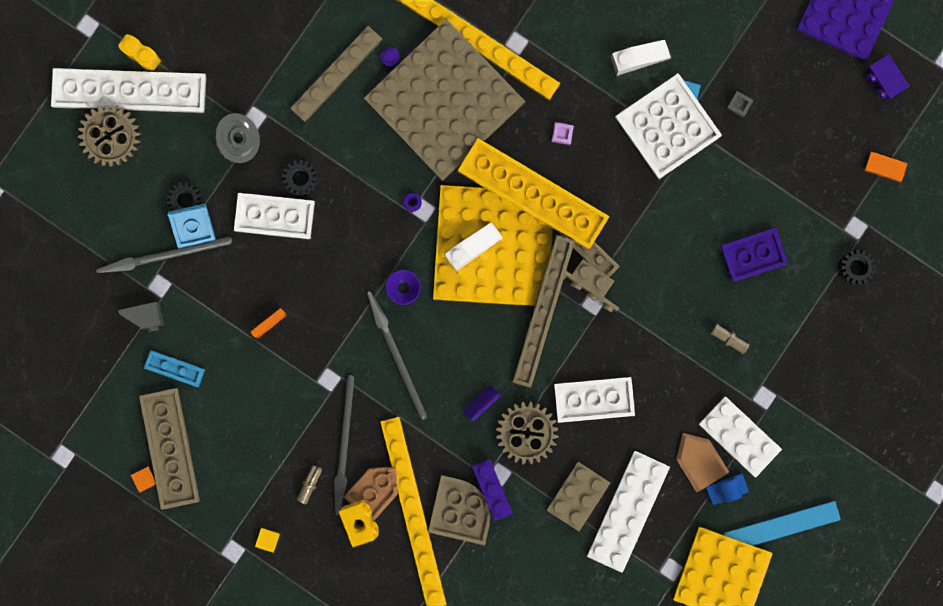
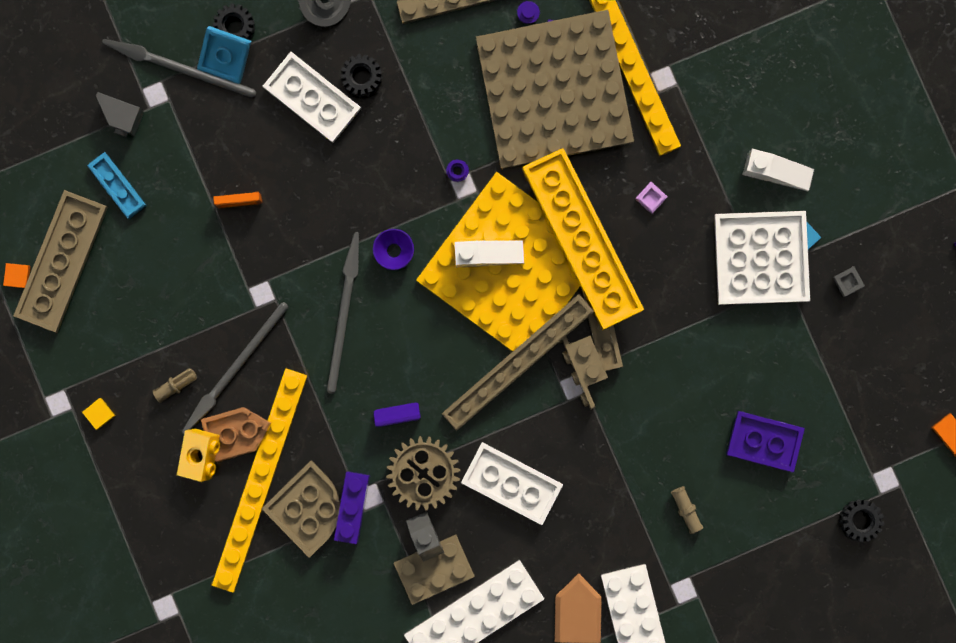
camera: 30 degrees right, 0 degrees up
(557, 477) = (424, 536): none -> dark grey slope

